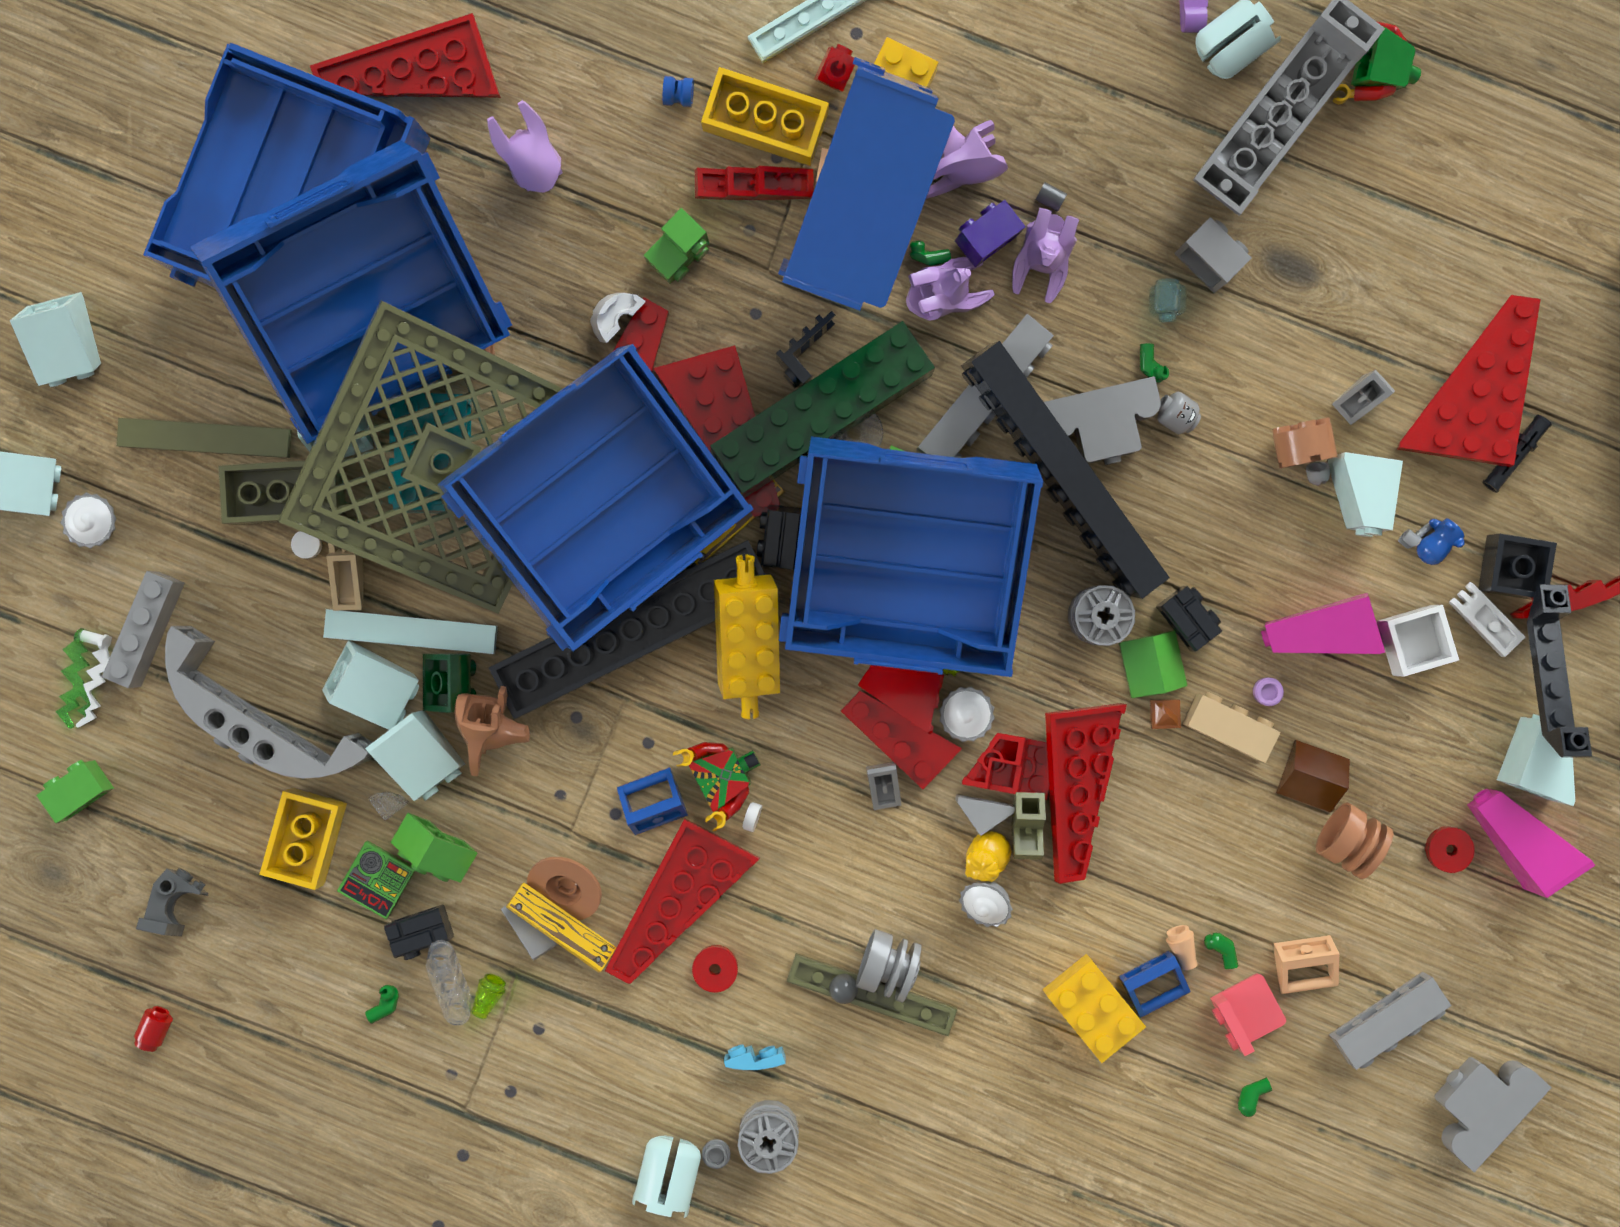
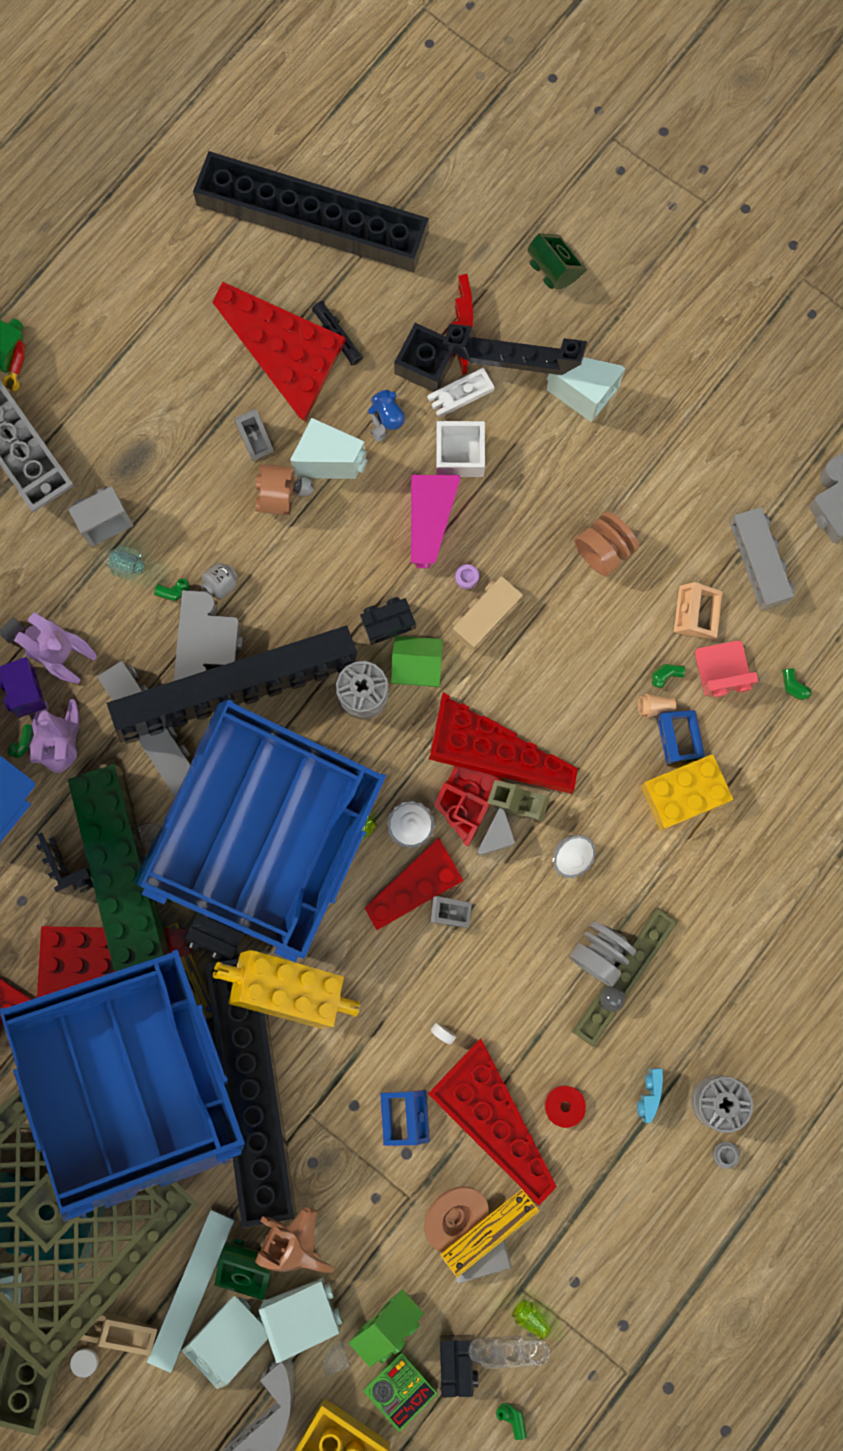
camera: 70 degrees left, 10 degrees down
(653, 1171) = (727, 1216): light aqua cylinder -> none
(720, 777) = (400, 1050): torso -> none
(906, 691) = (373, 869): red slope -> none
(987, 856) = (534, 843): yellow hair -> none
(1165, 714) = (460, 663): dark orange tile -> none
(1315, 776) = (547, 560): reddish brown slope -> none
(1462, 849) = (638, 463): red piece -> none
(1531, 850) = (650, 412): dark pink slope -> none

